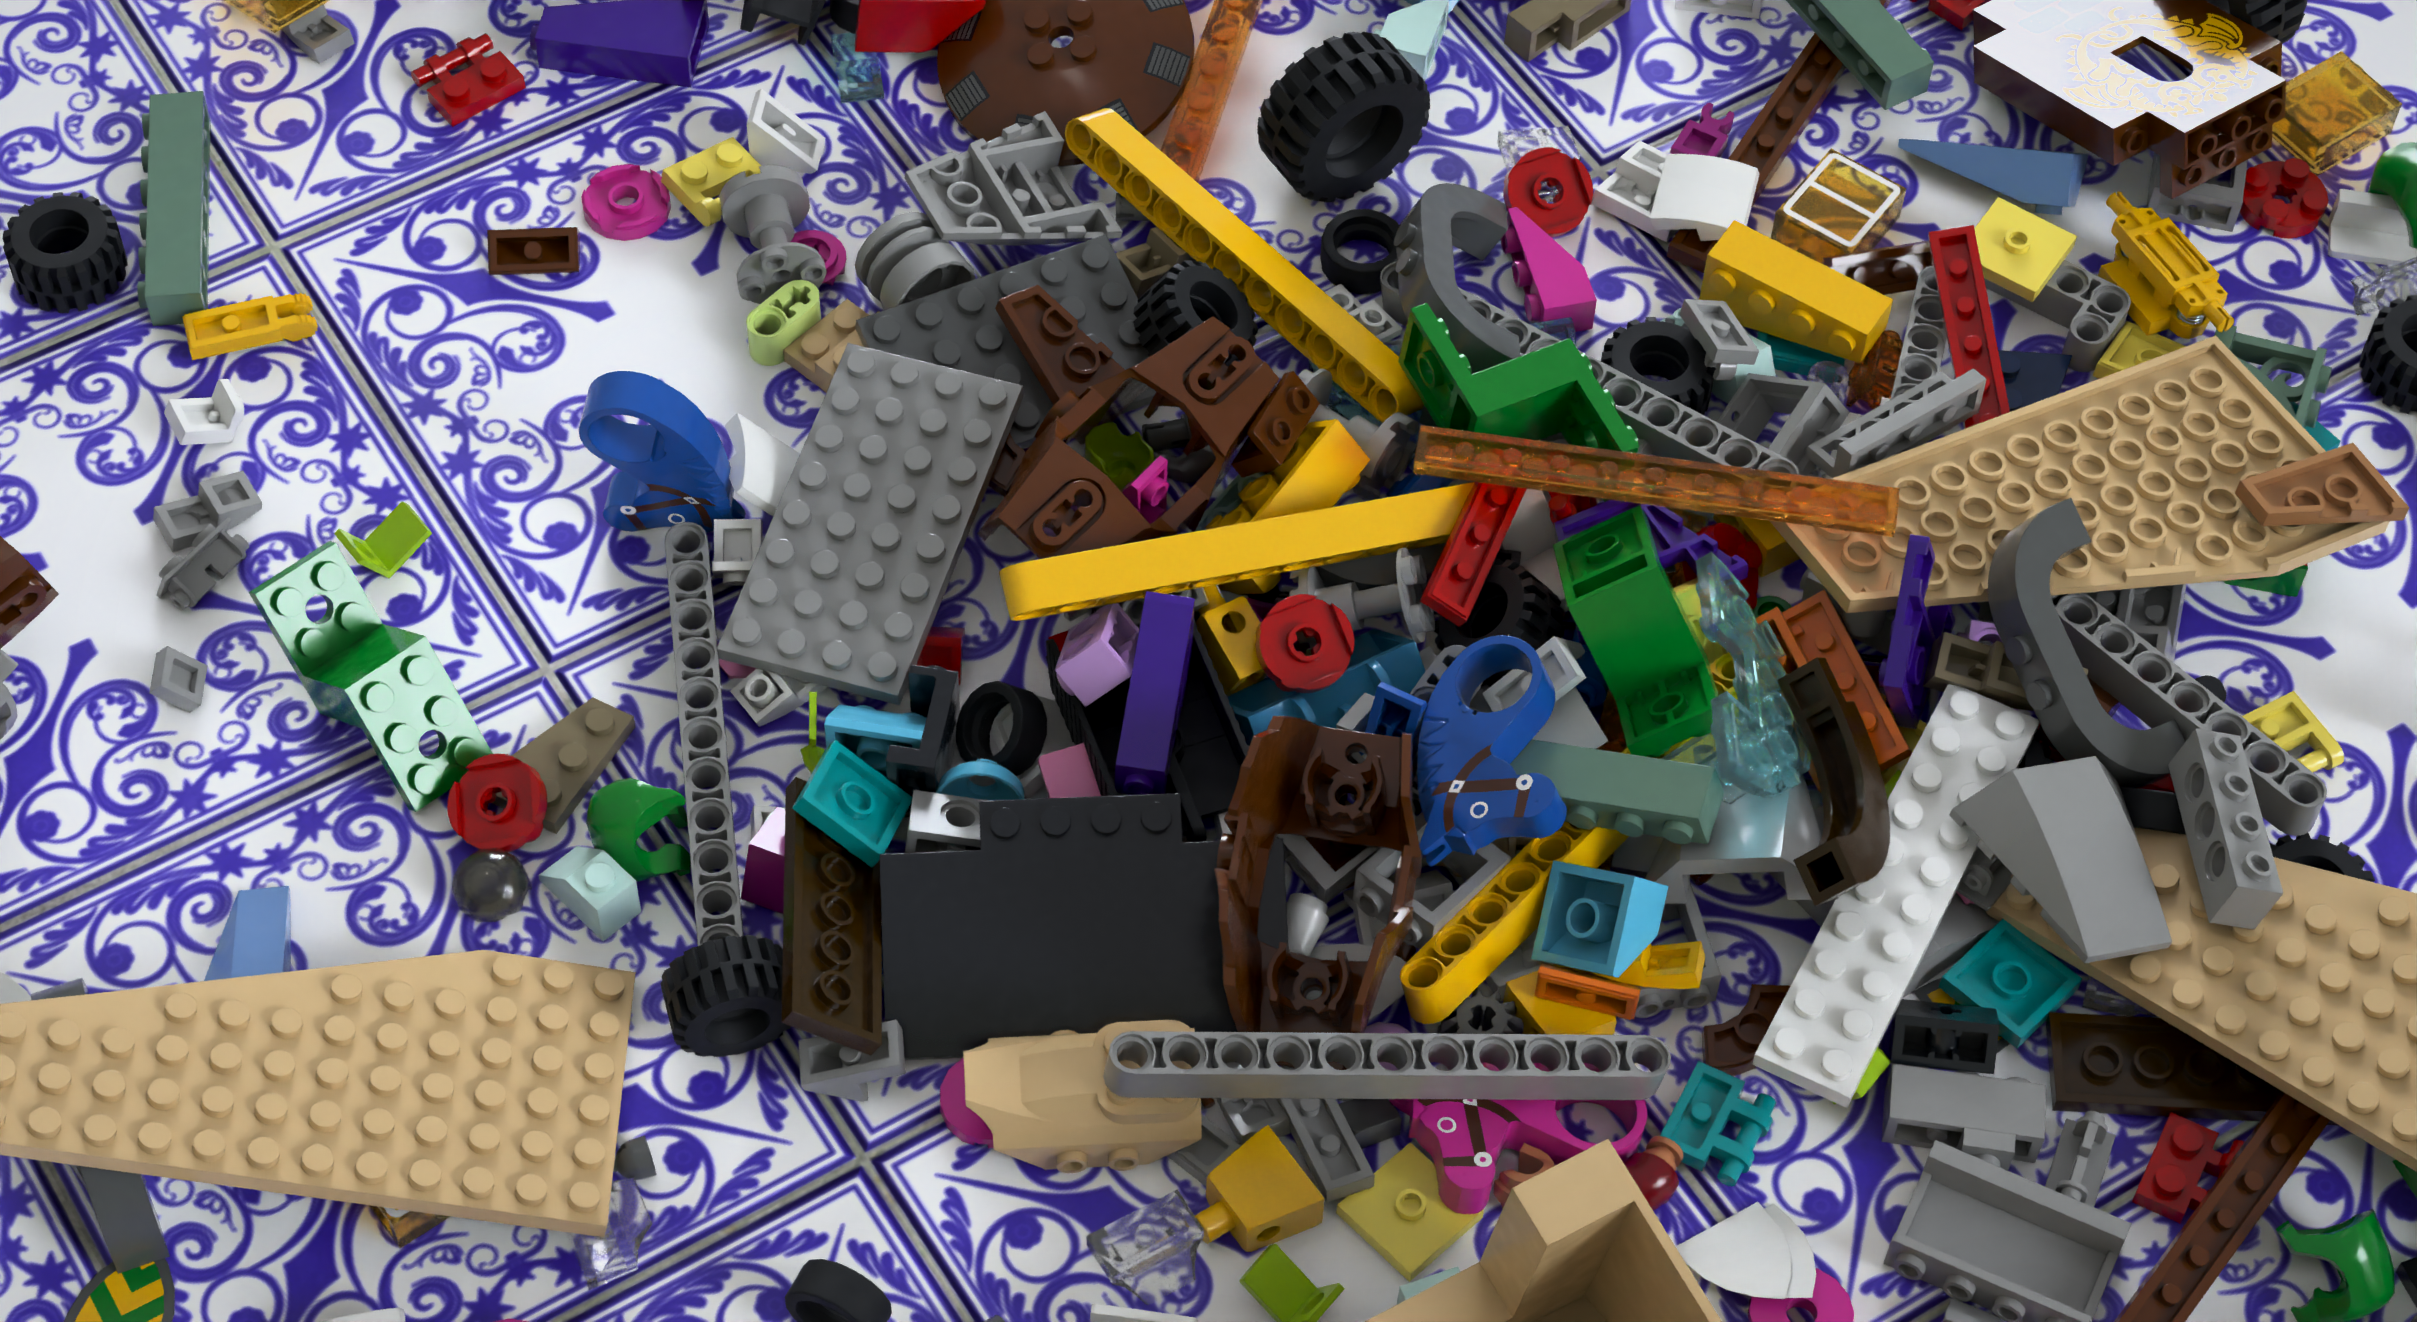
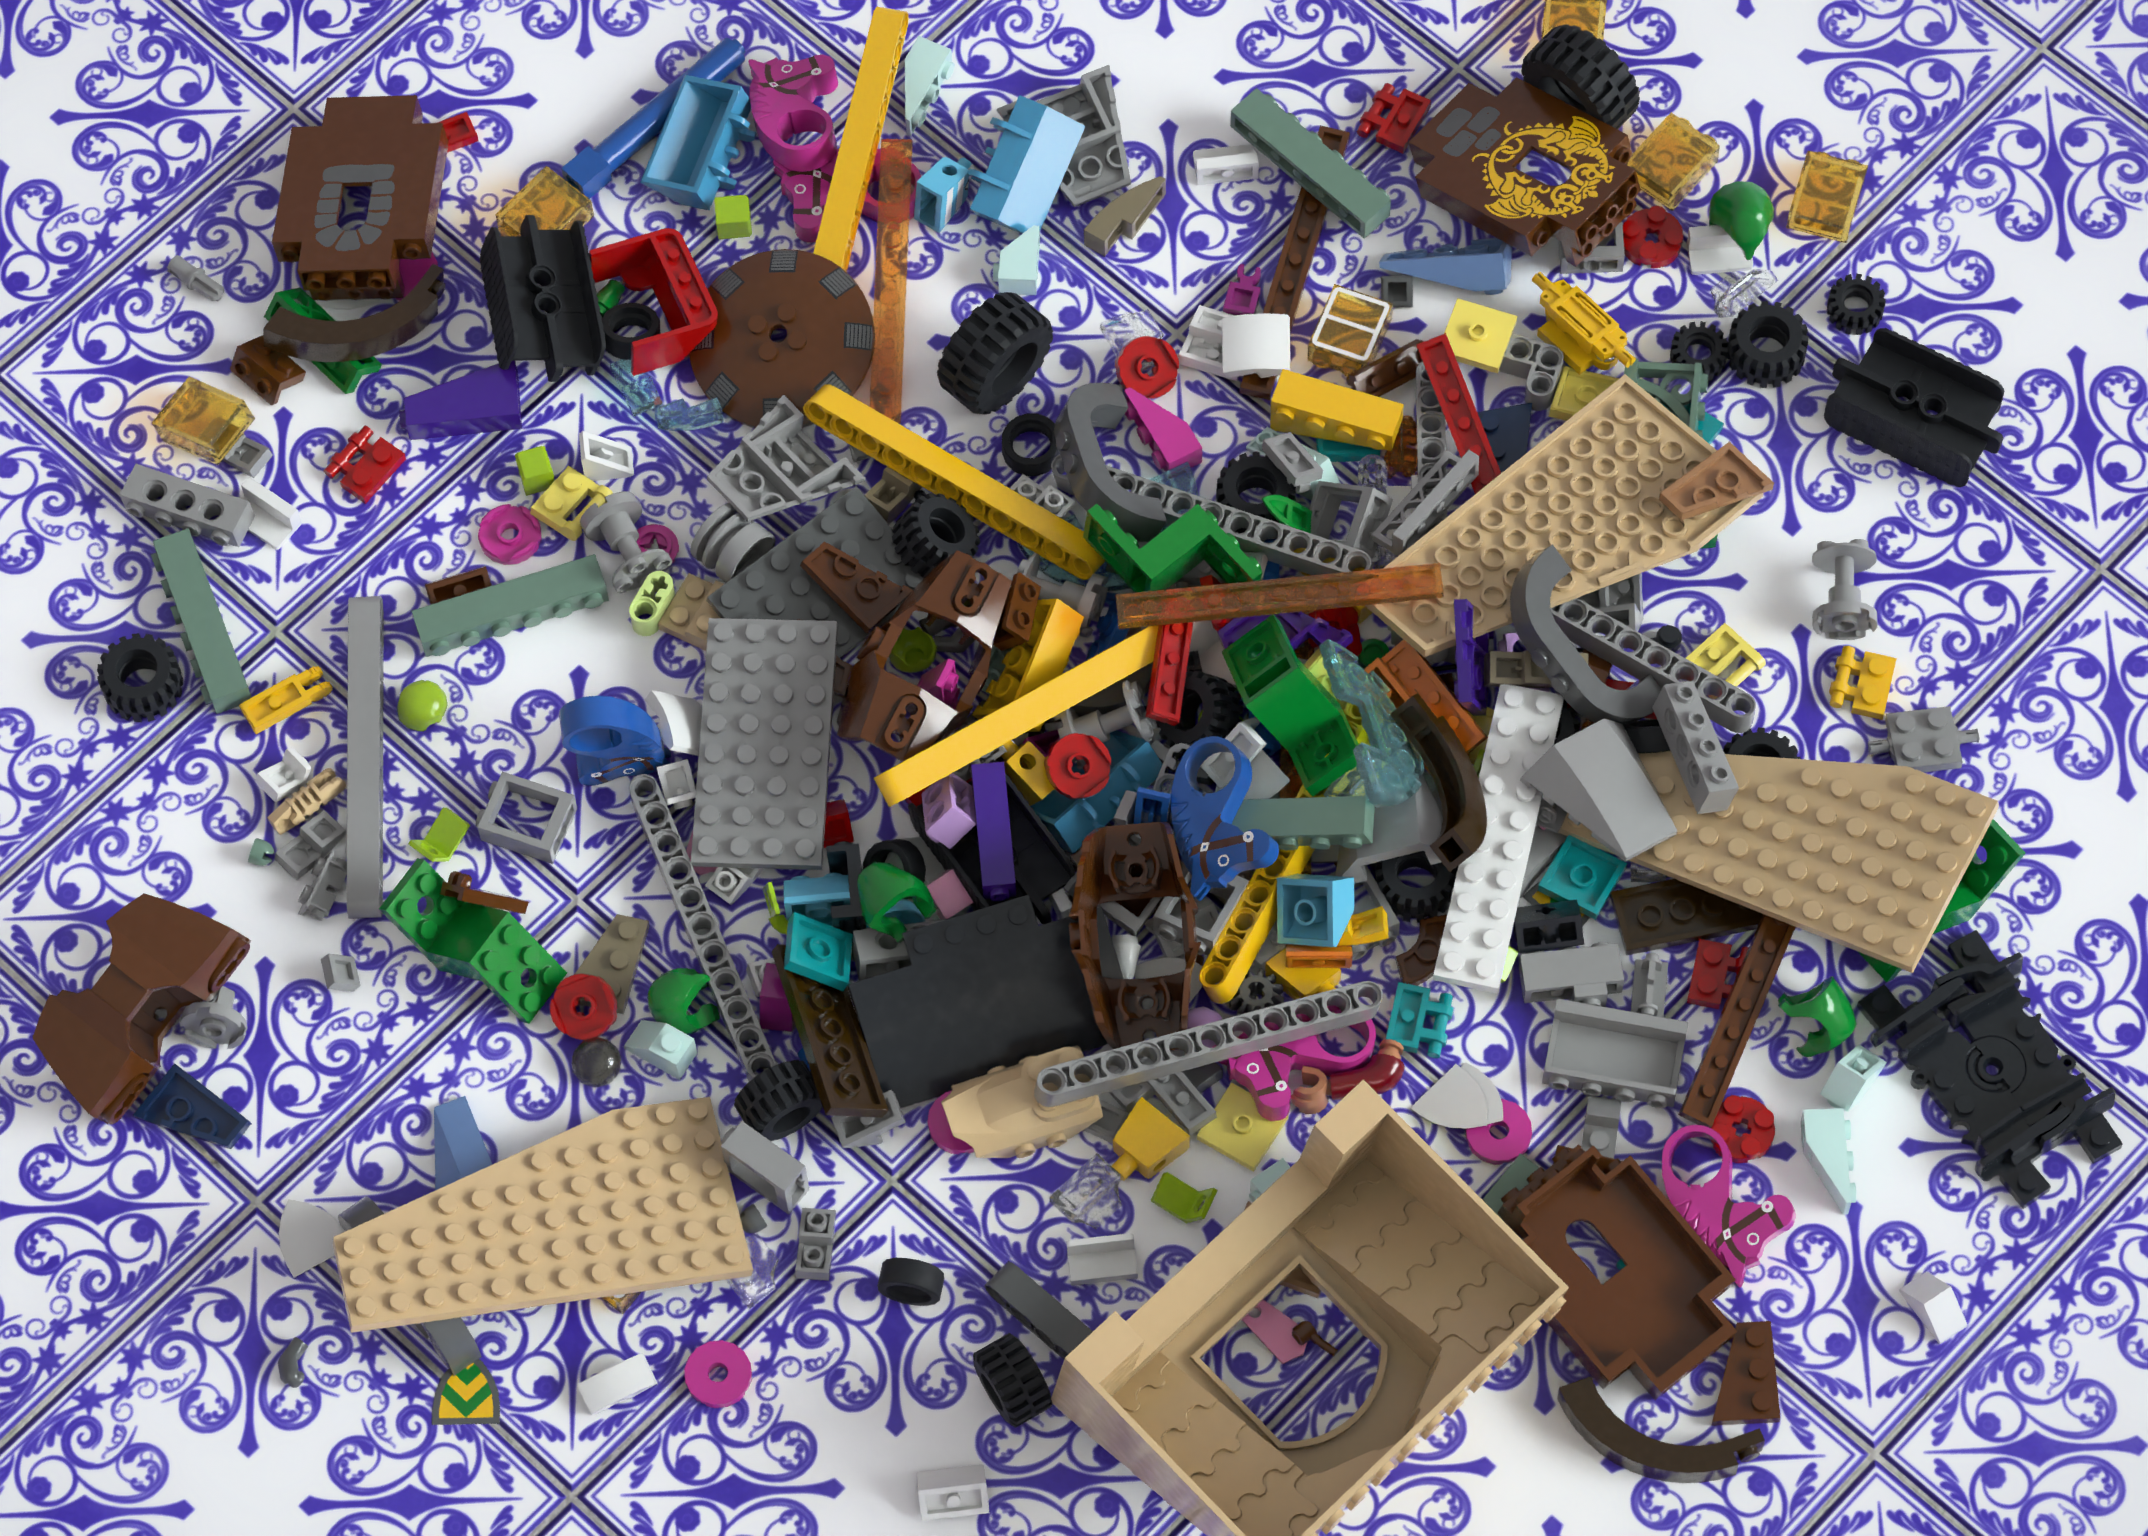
camera: 10 degrees left, 10 degrees up
(133, 502) = (258, 852): none -> sand green hinge
(223, 454) = (306, 801): none -> tan hinge
(229, 75) = (147, 484): none -> light grey brick
(316, 106) = (274, 517): none -> white panel
(324, 416) = (365, 757): none -> light grey beam
(371, 595) = (459, 887): none -> reddish brown hinge
(427, 374) = (421, 705): none -> lime hair
(543, 573) = (555, 832): none -> light grey window
(591, 281) = (510, 606): none -> sand green brick
(676, 1085) = (764, 1167): none -> light grey window
(685, 129) = (534, 470): none -> lime piece
(718, 1218) = (815, 1244): none -> light grey slope
(899, 115) = (677, 417): none -> clear light blue slope
(978, 728) = (881, 888): none -> green piece
(1694, 393) = (1288, 512): none -> green plate
(1755, 954) = (1412, 901): none -> black tyre
(1919, 180) = (1397, 290): none -> dark grey slope
(2332, 329) = (1702, 336): none -> black tyre

